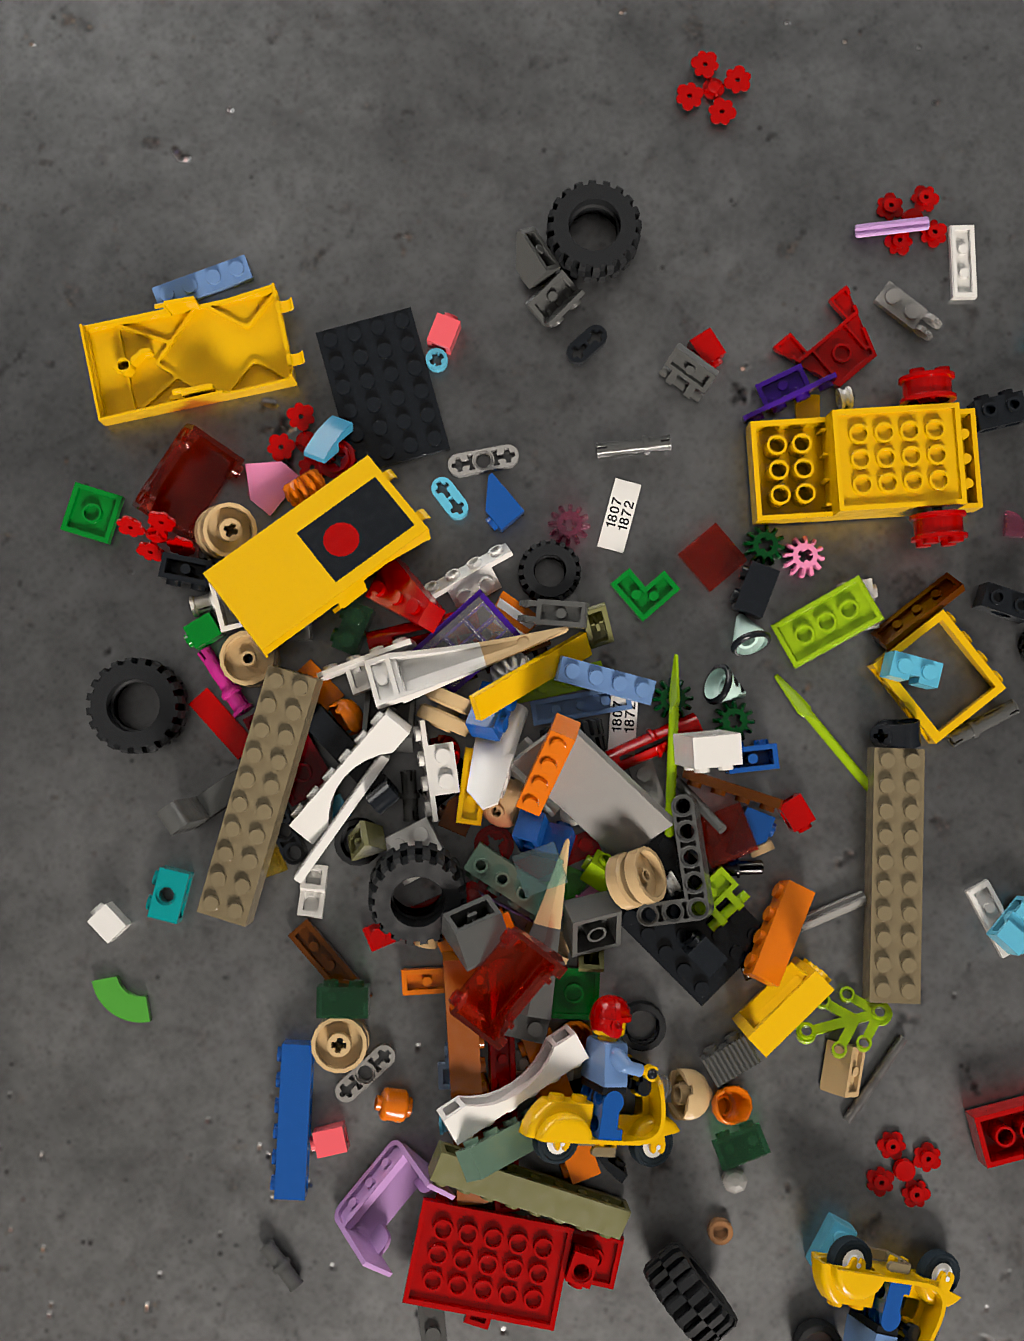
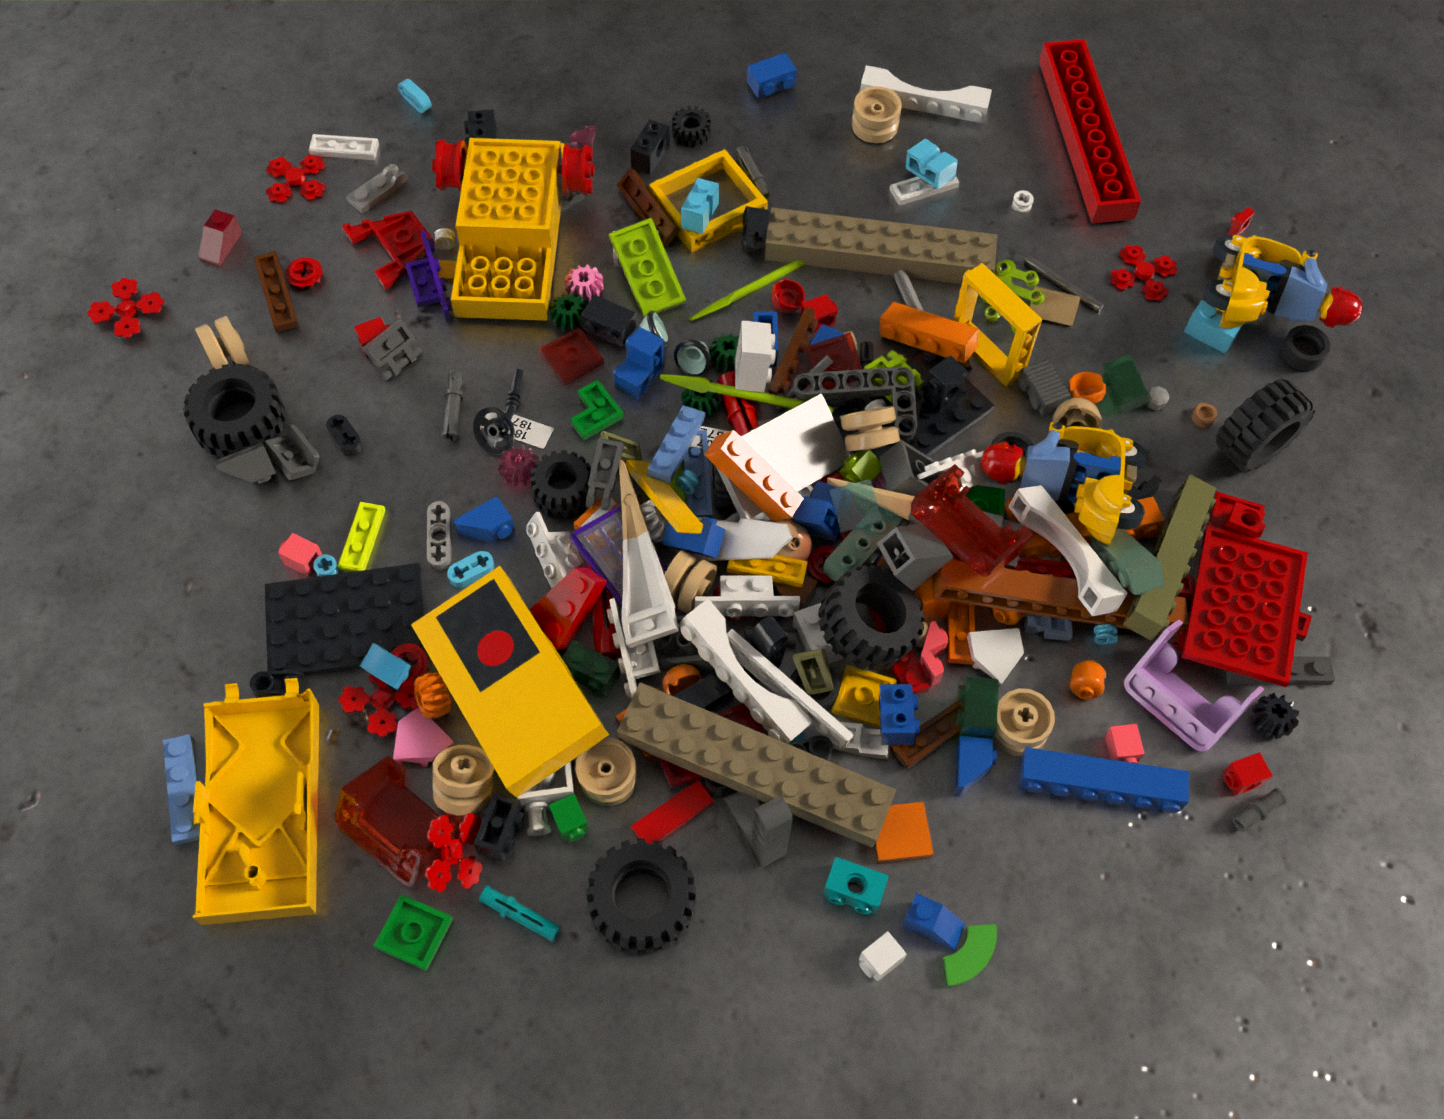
camera: 80 degrees left, 25 degrees down
(118, 601) = (491, 897): none -> teal pin
(144, 964) = (933, 922): none -> blue slope
(226, 939) = (904, 834): none -> orange tile
(230, 691) = (638, 800): dark pink pin -> none
(296, 996) = (973, 761): none -> blue slope
(307, 344) = (276, 680): none -> black piece
(313, 1255) = (1247, 774): none -> red brick
(332, 923) = (897, 714): none -> blue brick
(351, 890) = (860, 696): none -> yellow tile
(373, 1295) = (1275, 716): none -> black gear
(383, 1064) = (1054, 696): light grey beam -> none
(414, 1015) = (996, 651): none -> white slope
(415, 954) = (934, 645): none -> coral slope
(473, 387) = (361, 537): none -> neon yellow tile
(562, 697) = (688, 482): none -> medium azure bush
(600, 971) = (966, 462): none -> white bracket
(607, 497) = (498, 428): none -> black dish
(667, 199) = (224, 345): none -> tan wheel
(701, 631) = (642, 363): none -> blue brick
(753, 236) = (276, 292): none -> reddish brown plate
(789, 251) = (298, 267): none -> red gear
(813, 159) = (218, 237): none -> dark red slope
(813, 777) = (787, 296): none -> red hair
(892, 227) = (298, 188): lavender axle -> none
(977, 1030) = (1021, 206): none -> white bush
(985, 1282) = (1241, 221): none -> red plate

